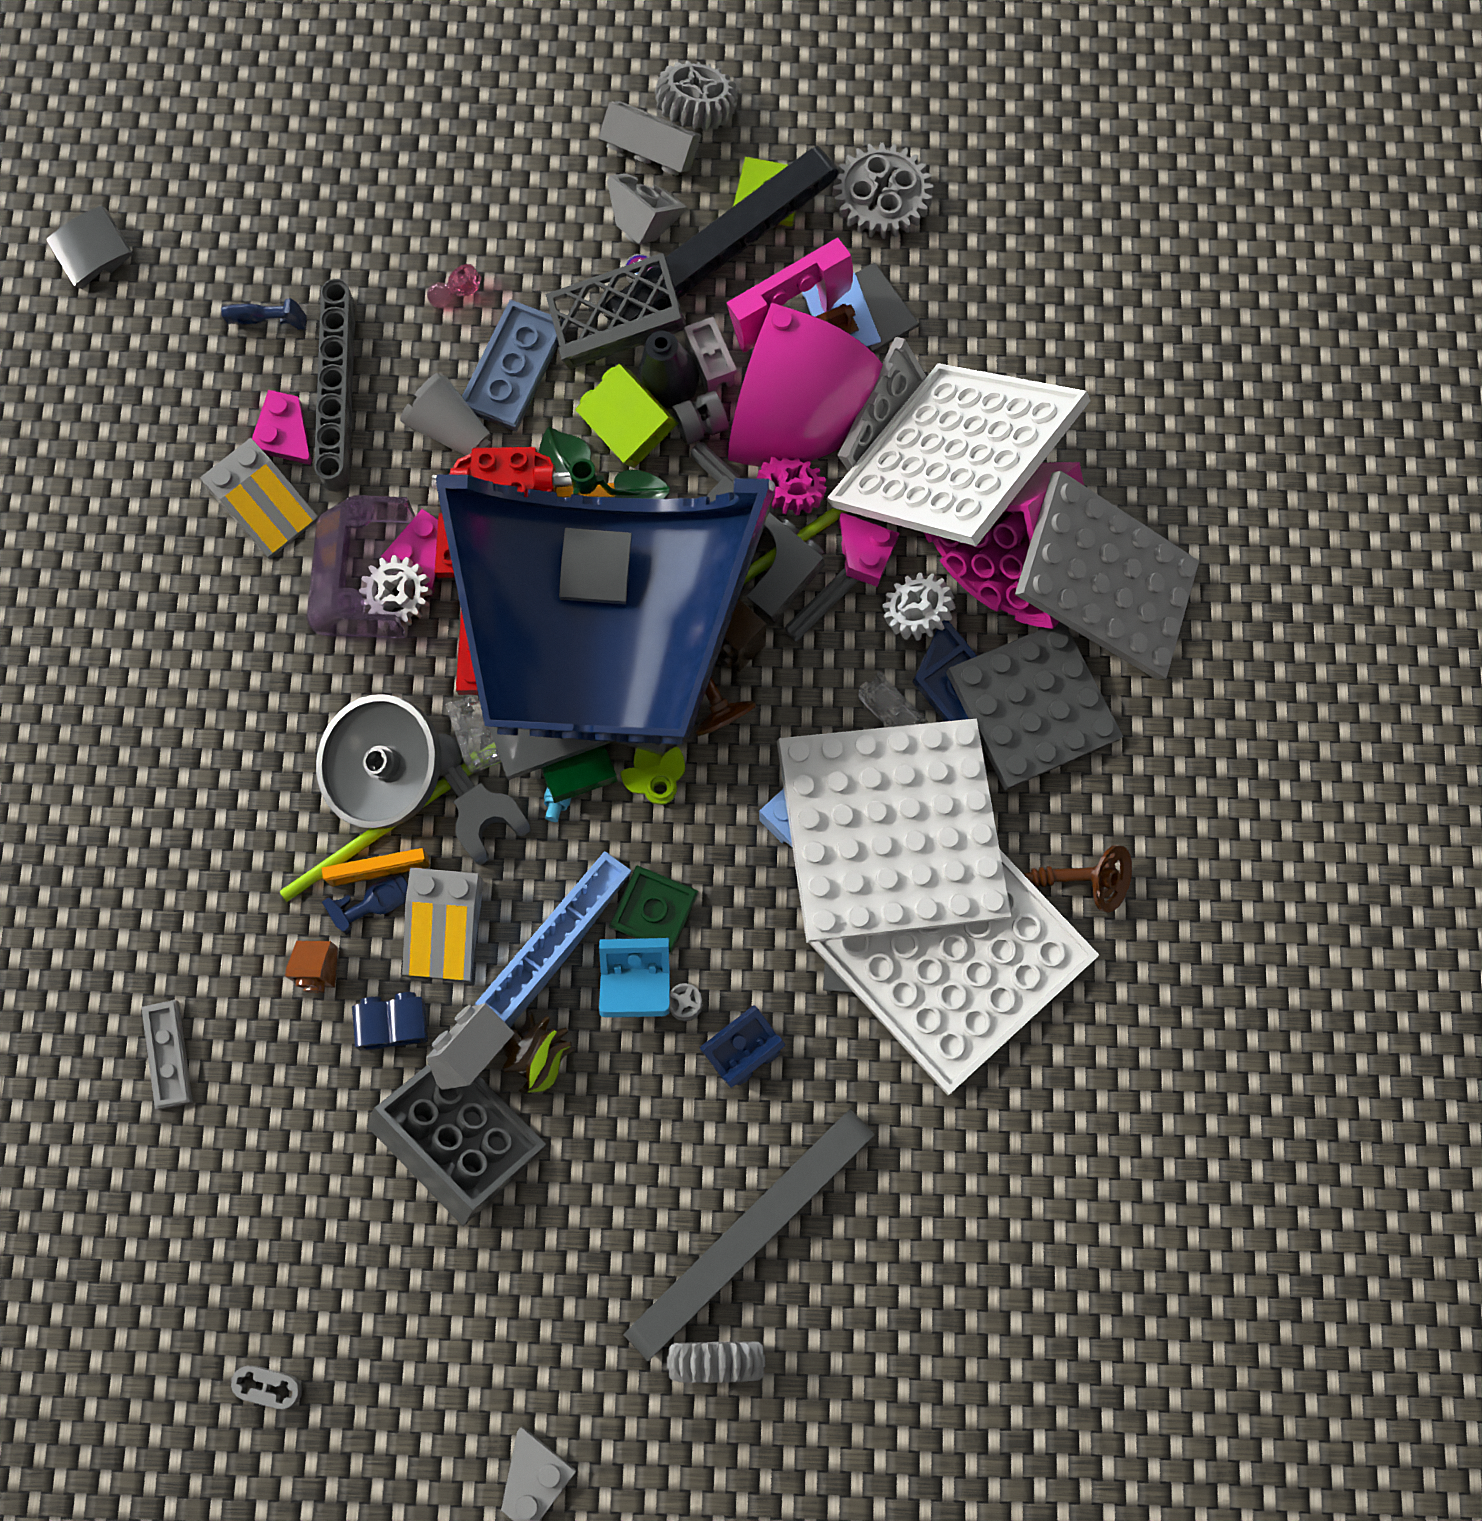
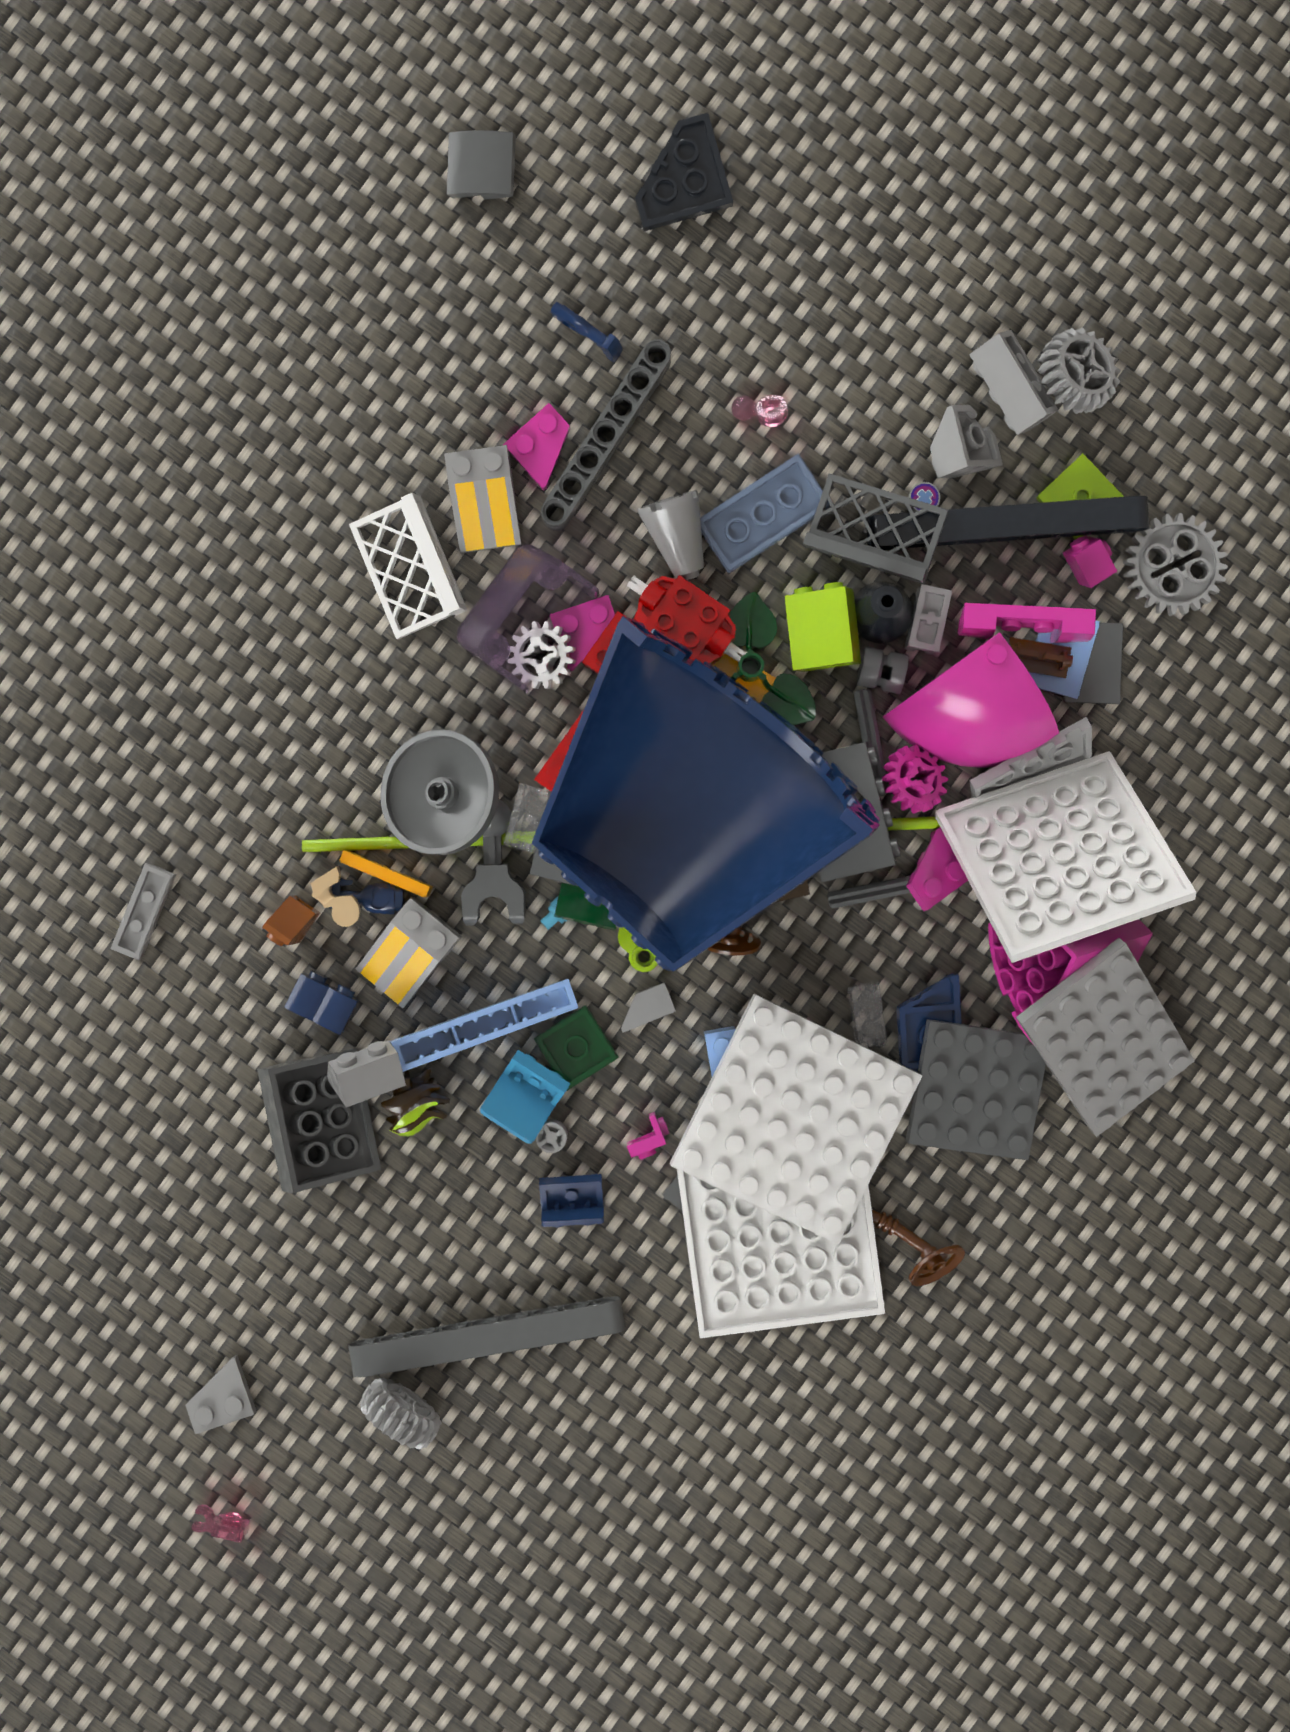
camera: 35 degrees right, 15 degrees up
(238, 570) = (428, 549): none -> white fence
(264, 1395) = (77, 1201): light grey beam -> none
(271, 154) = (685, 177): none -> black plate
(354, 916) = (345, 908): none -> tan leg
(595, 566) = (708, 753): dark grey slope -> none
(694, 829) = (648, 1006): none -> light grey tile
(776, 951) = (646, 1144): none -> dark pink bracket
(810, 227) = (1090, 560): none -> dark pink brick
(919, 606) = (956, 948): white gear -> none

